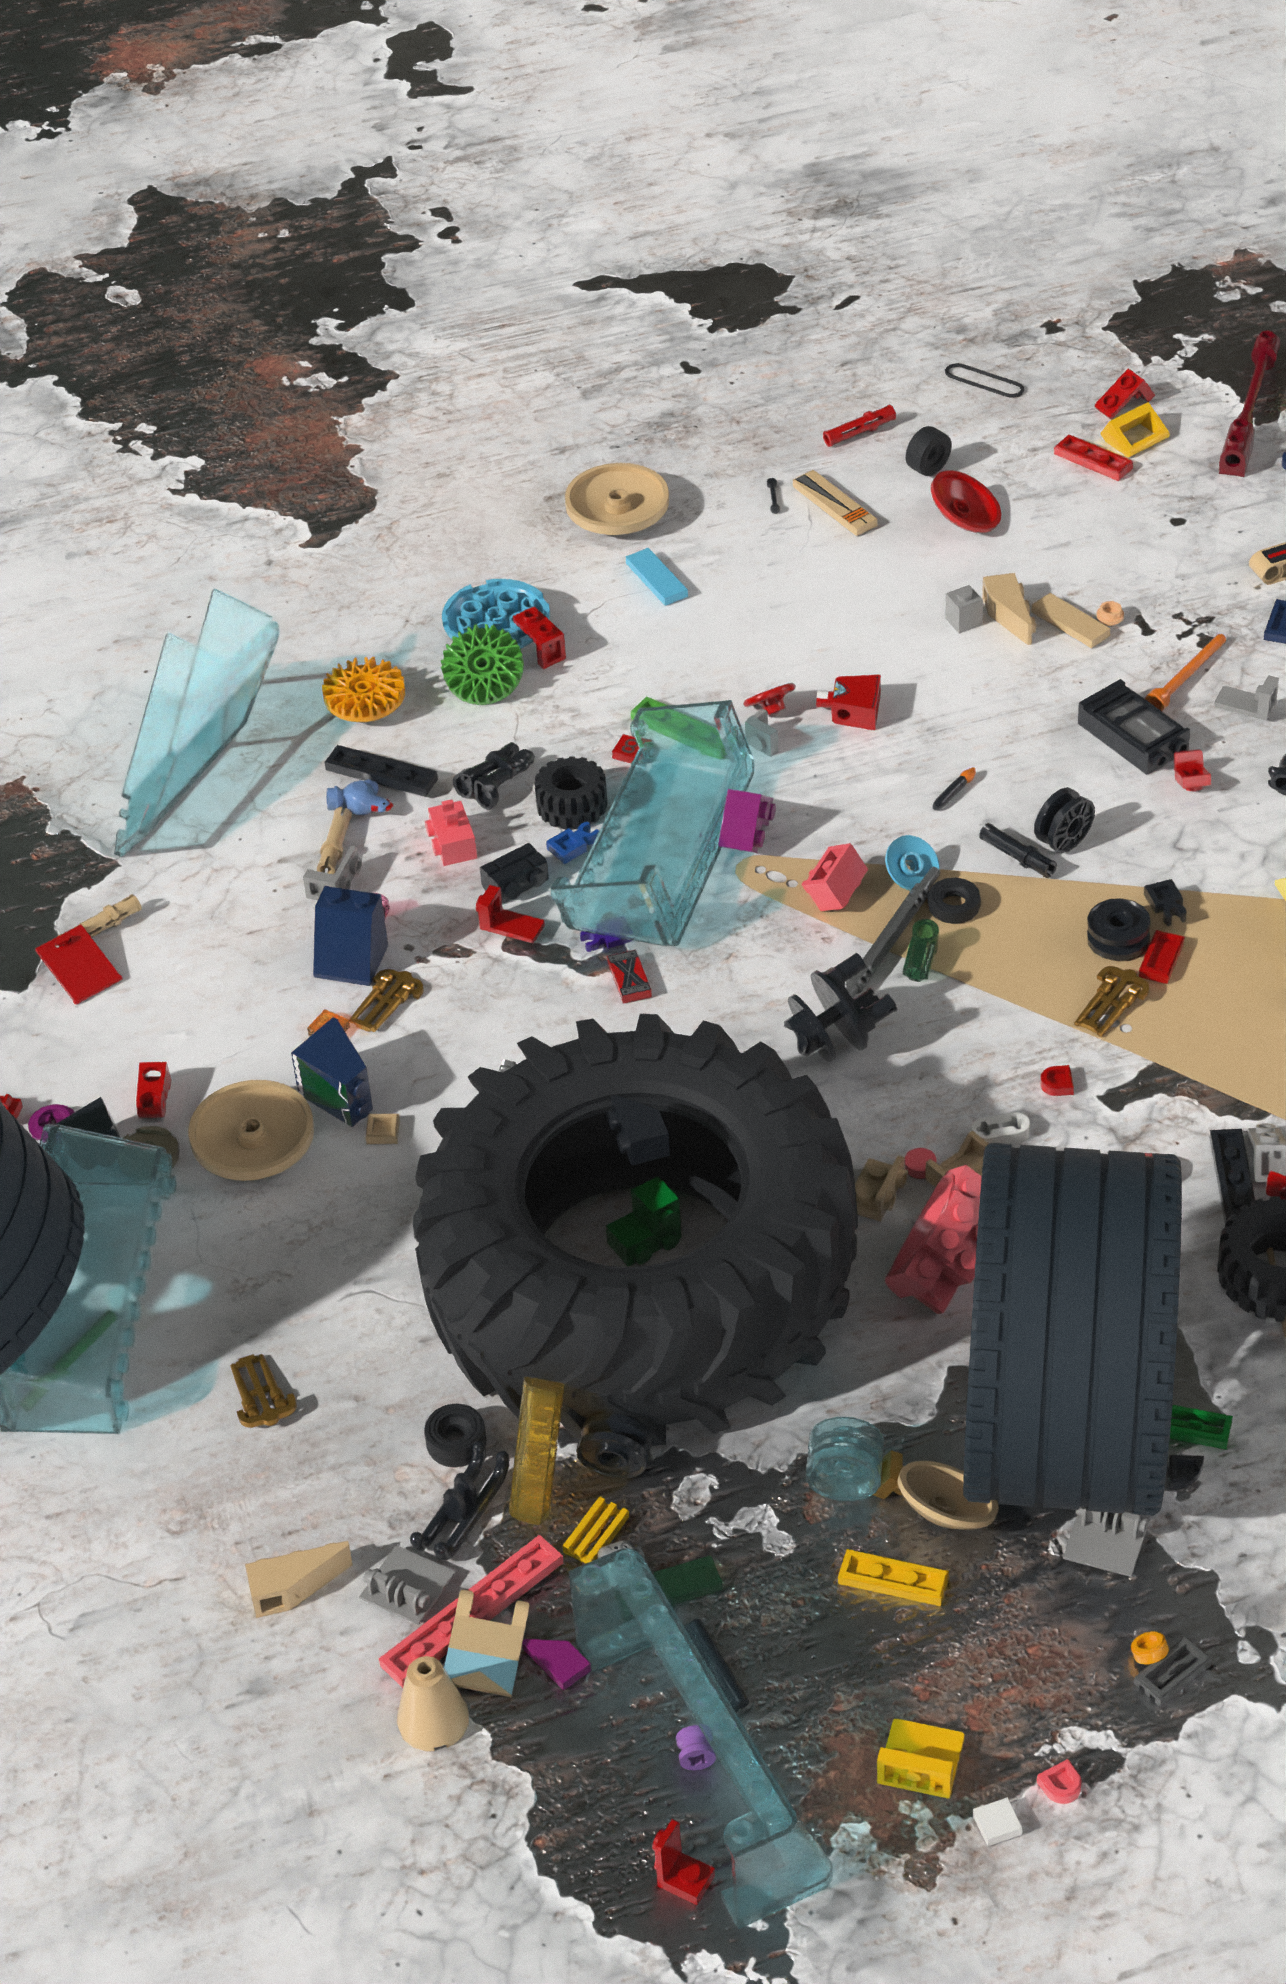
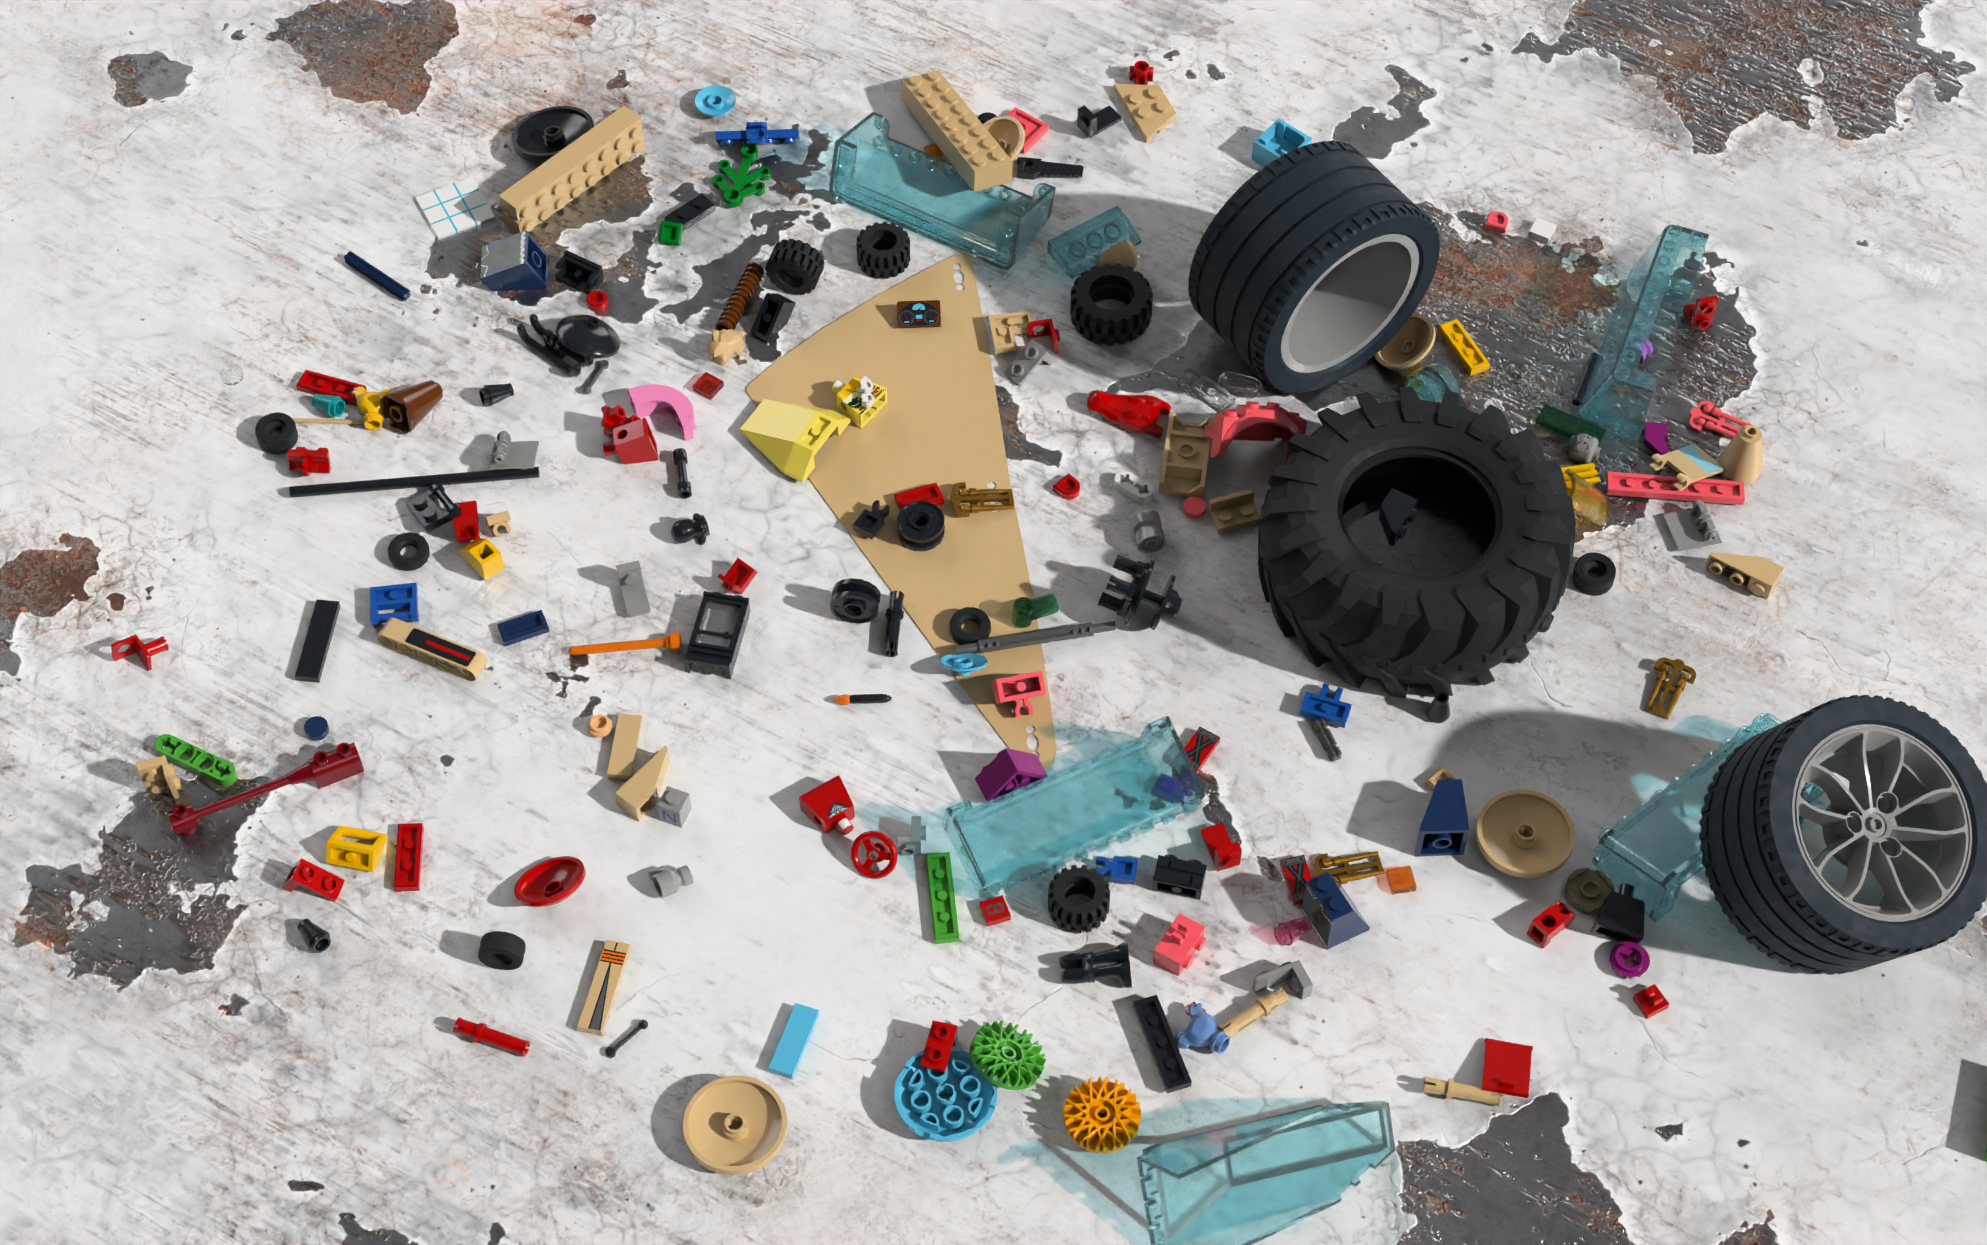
camera: 135 degrees left, 10 degrees up
(416, 957) = (1296, 875): none -> tile
(463, 1504) = (1630, 538): black piece -> none
(549, 1741) = (1711, 423): none -> coral piece
(893, 574) = (668, 882): none -> light grey piece
(919, 1091) = (1148, 531): none -> light grey wheel
(920, 1758) = (1549, 270): yellow bracket -> none
(982, 386) = (342, 1001): black piece -> none
(1066, 376) = (314, 936): none -> black cone
(1231, 1170) = (1063, 368): black tile -> none

